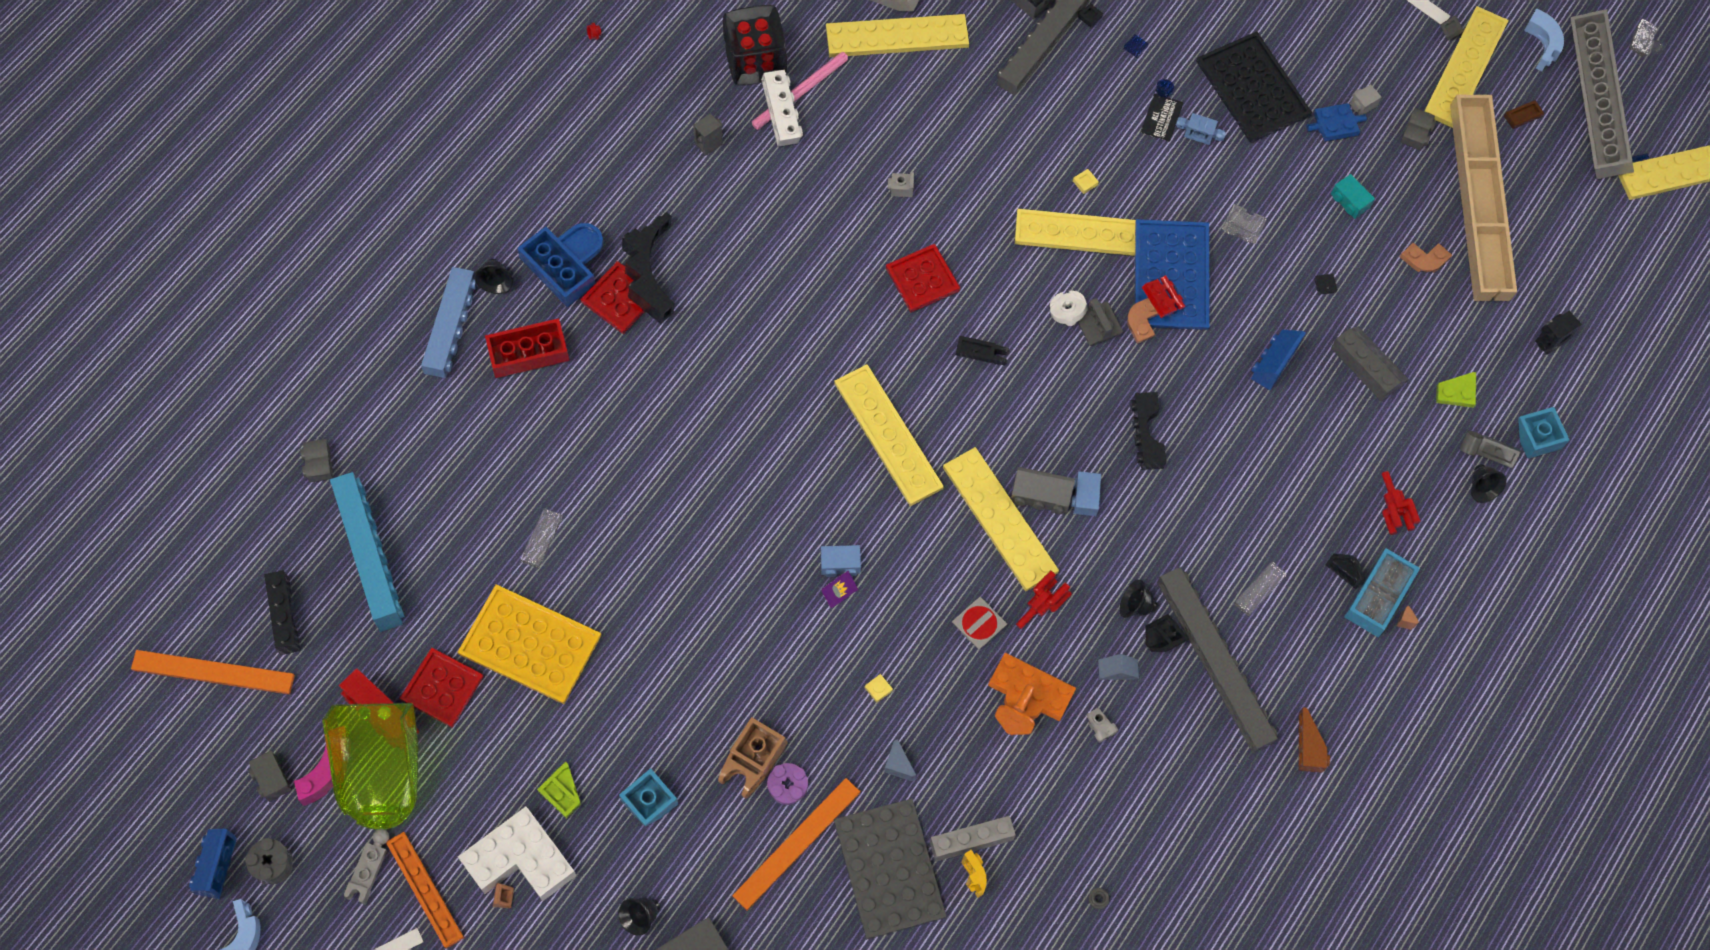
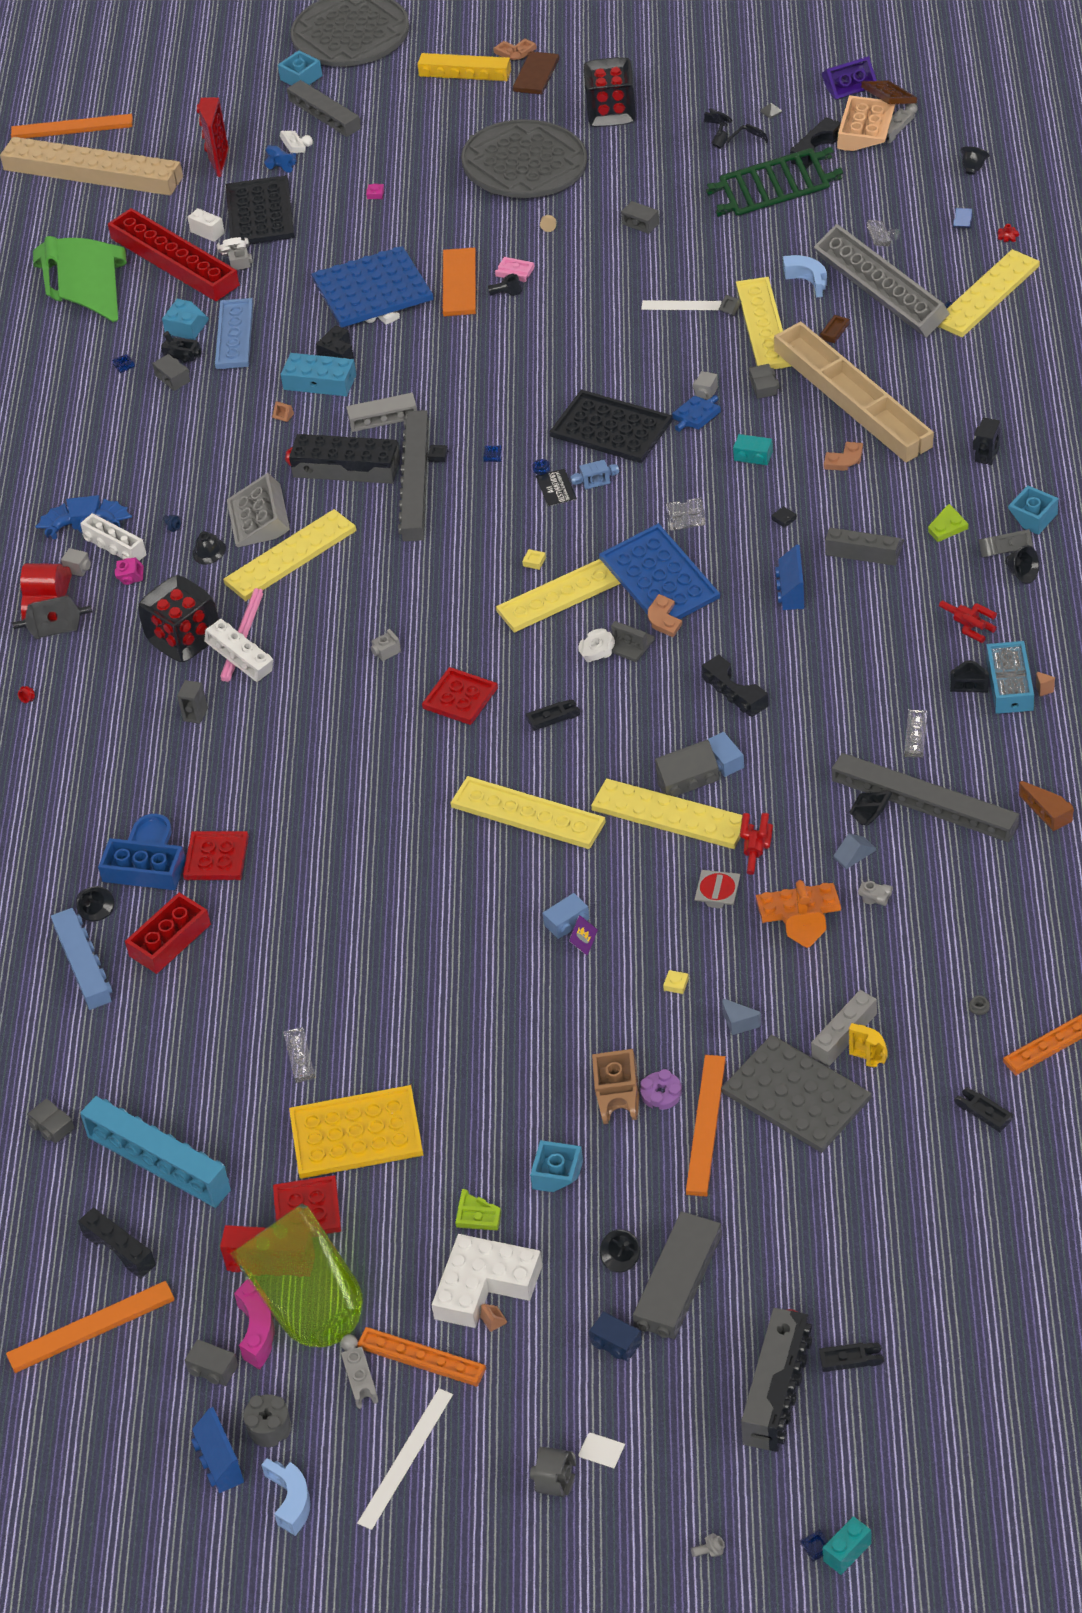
camera: 25 degrees left, 20 degrees down
(644, 288) = (232, 830): black arch -> none
(1137, 600) = (828, 795): black hat -> none
(1159, 298) = (667, 589): red plate -> none

